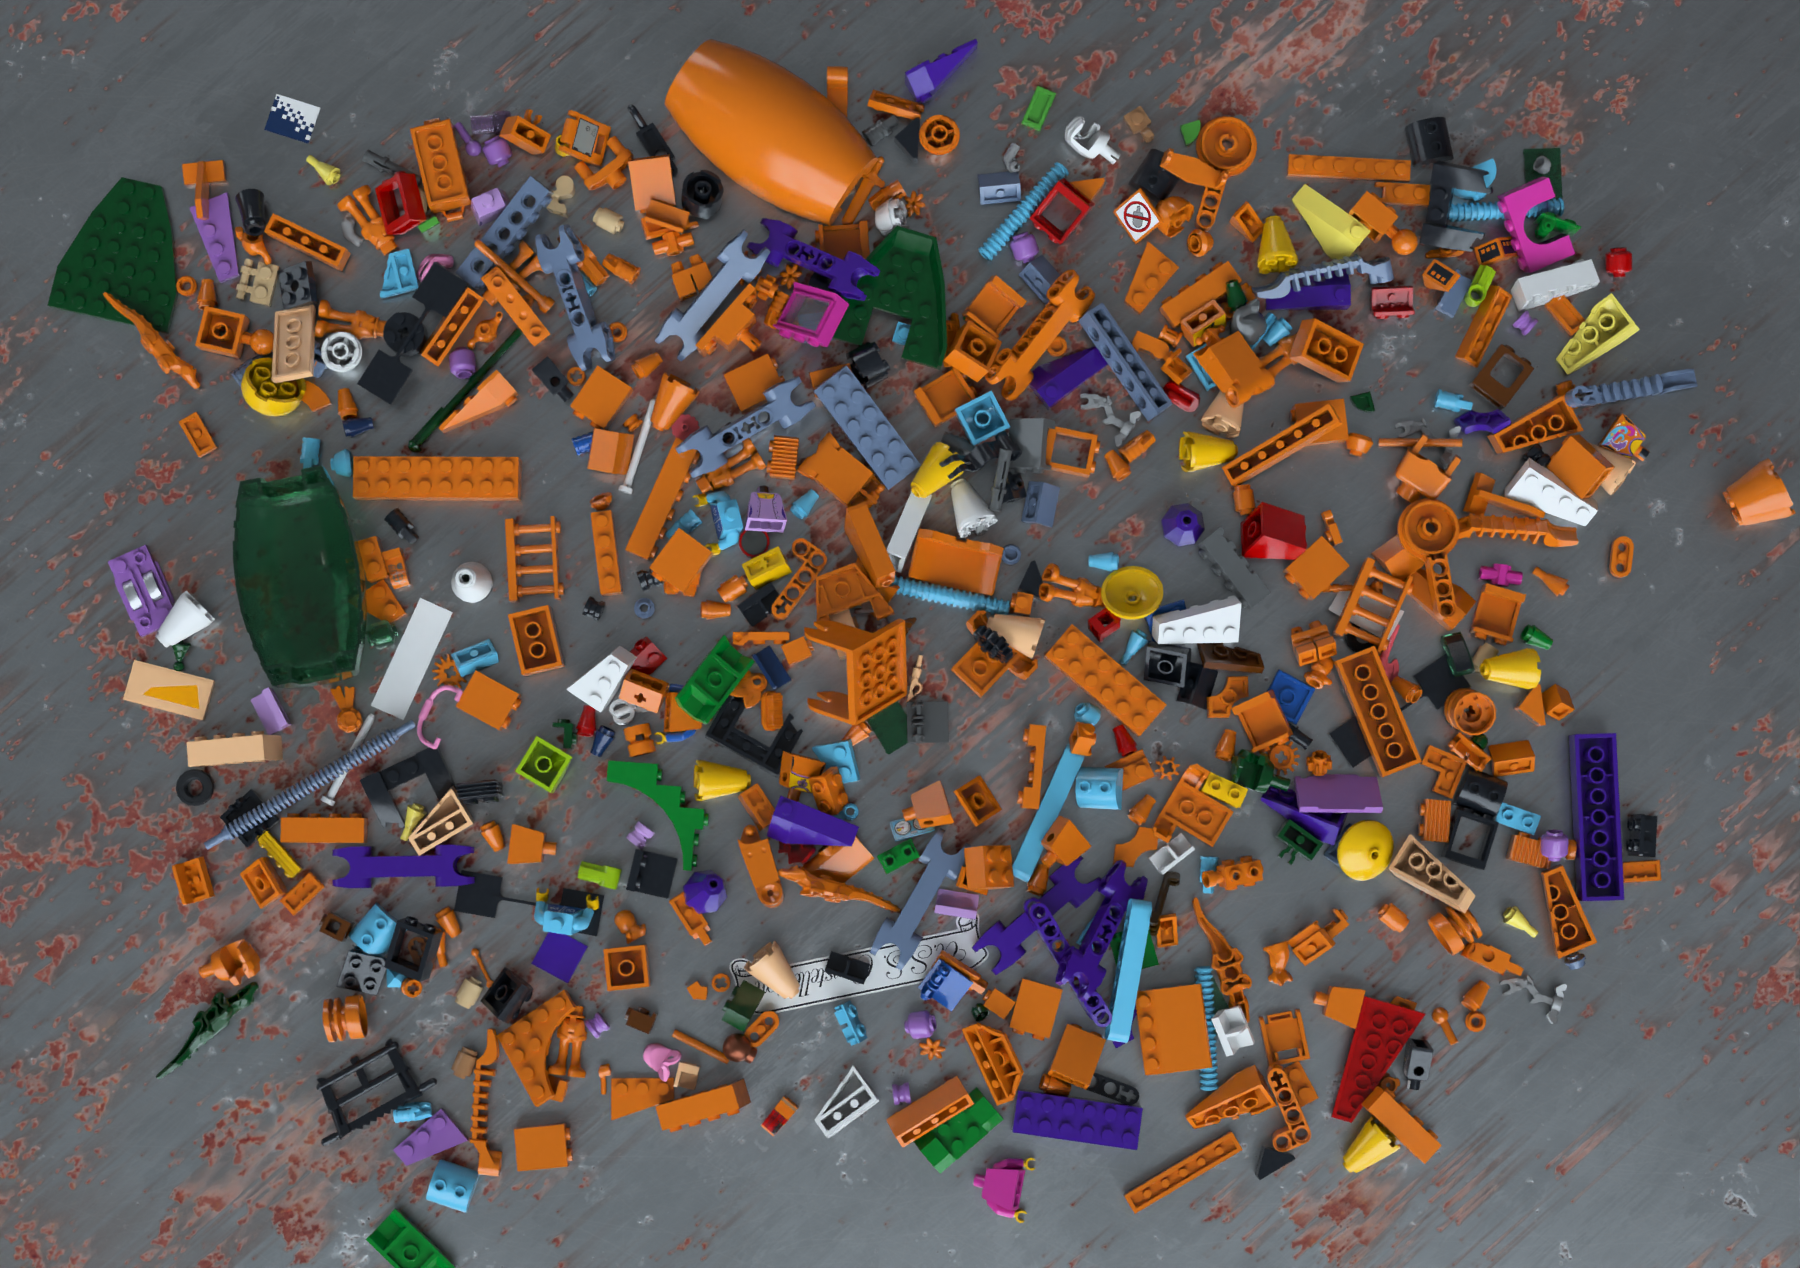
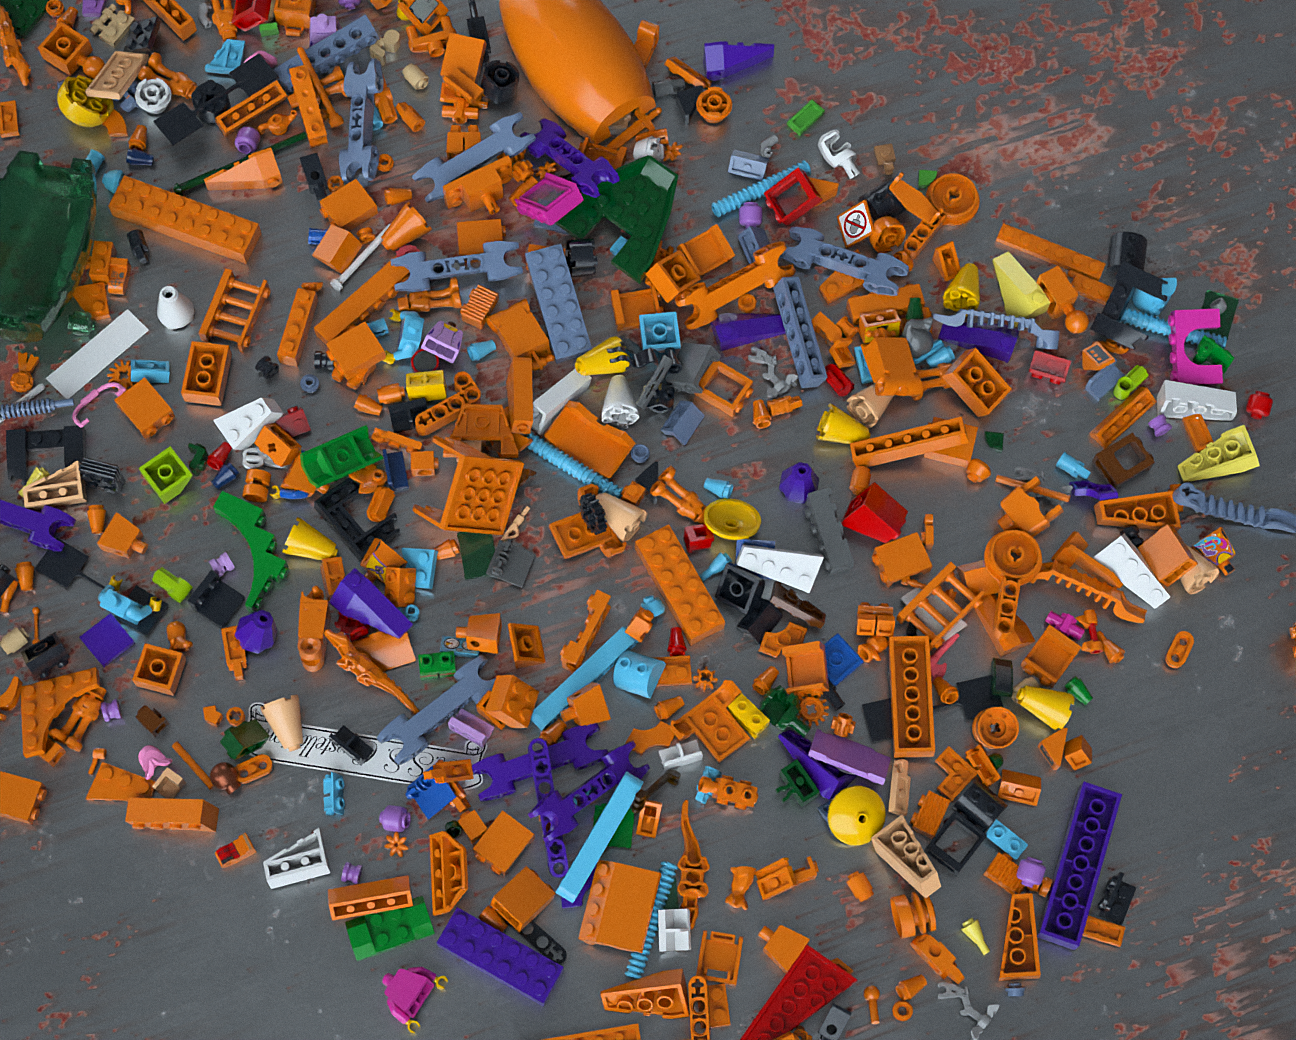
camera: 20 degrees right, 15 degrees down
(958, 962) = (450, 771): none -> orange hinge
(1179, 266) = (874, 271): none -> sand blue piece
(1396, 805) = (899, 788): none -> light nougat hinge
(1495, 251) = (1154, 359): slope -> none
(1522, 562) = (1090, 621): none -> orange piece

